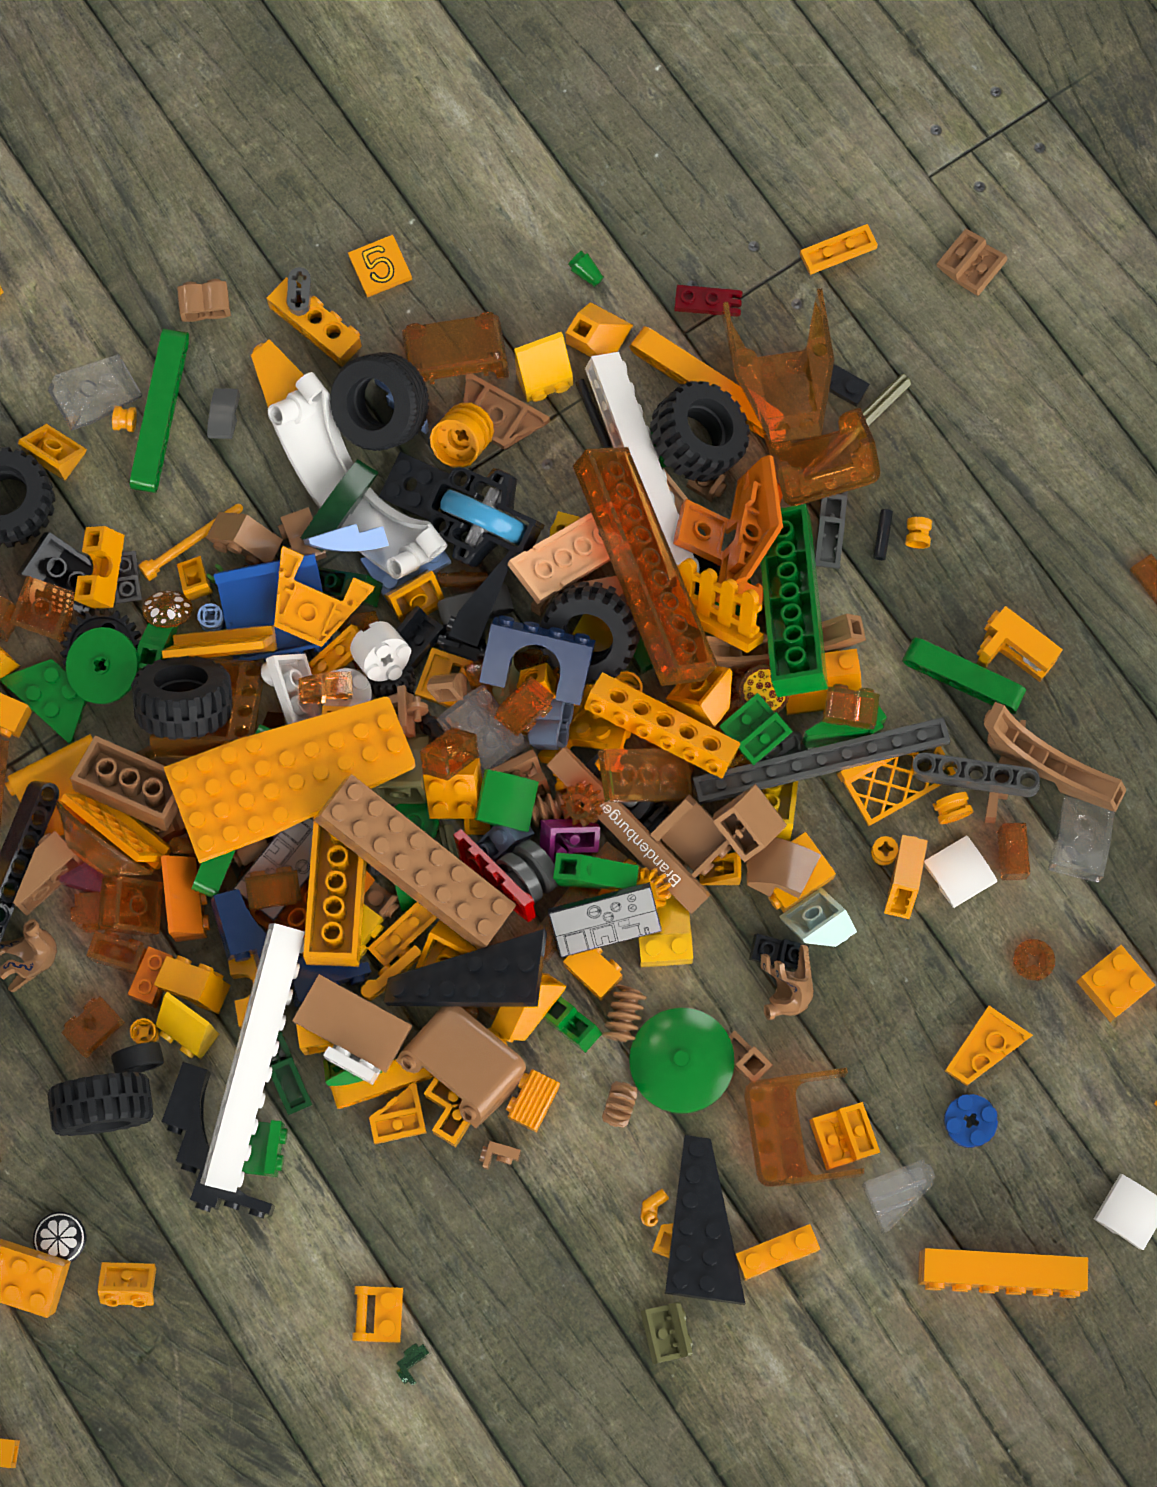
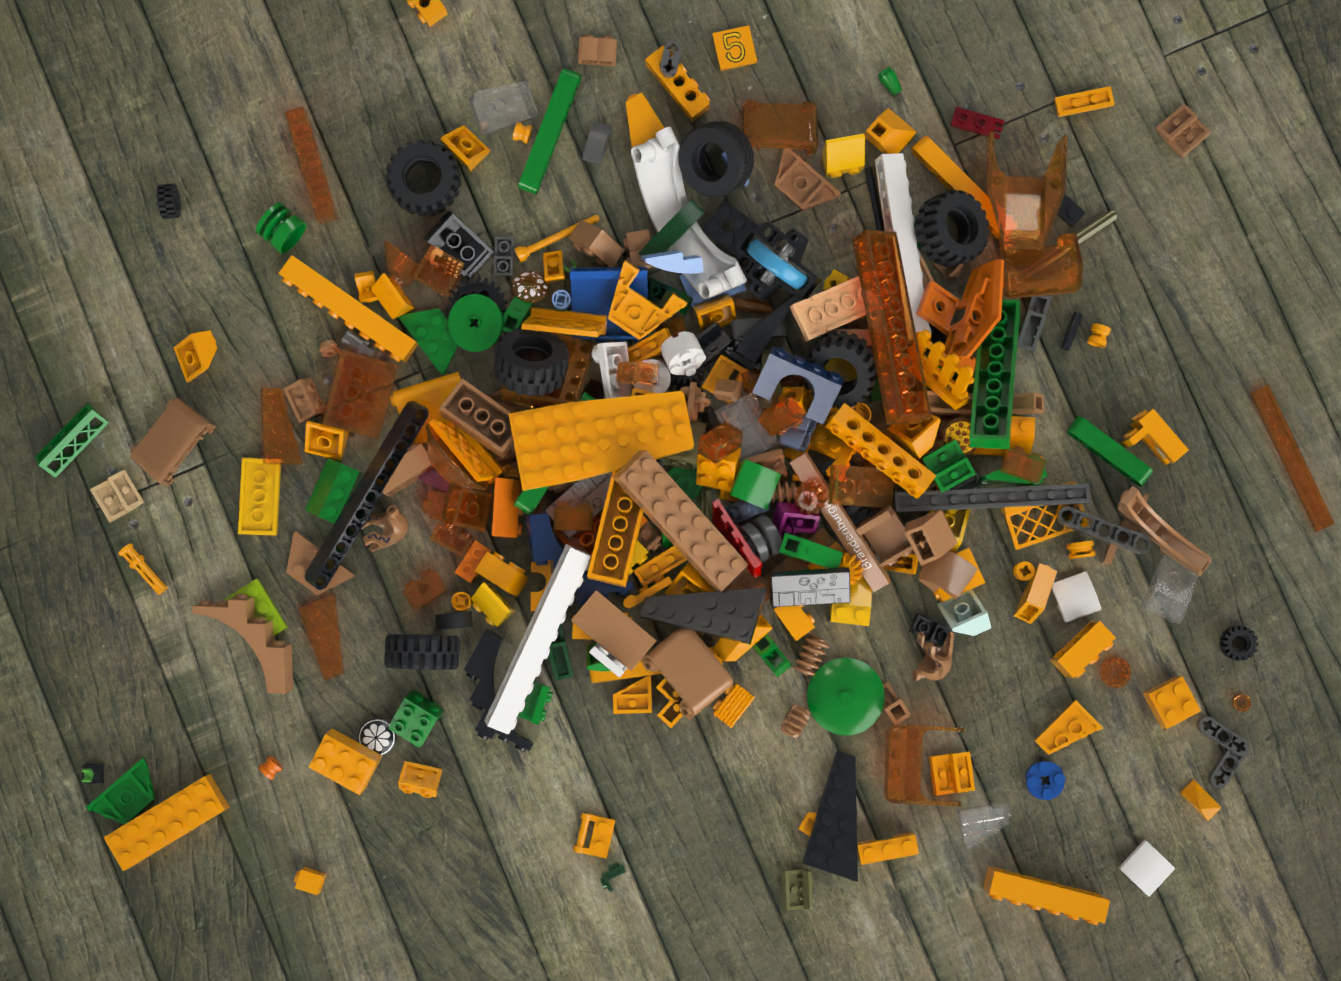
camera: 10 degrees right, 10 degrees up
(105, 550) = (492, 236): light orange arch -> none
(107, 1201) = (415, 718): none -> green bracket
(461, 435) = (773, 196): light orange wheel -> none
(504, 1154) = (705, 739): medium nougat bracket -> none
(650, 1206) = (802, 797): light orange arm -> none
(983, 936) = (1083, 649): none -> light orange brick
(1013, 851) = (1118, 590): clear orange brick -> none

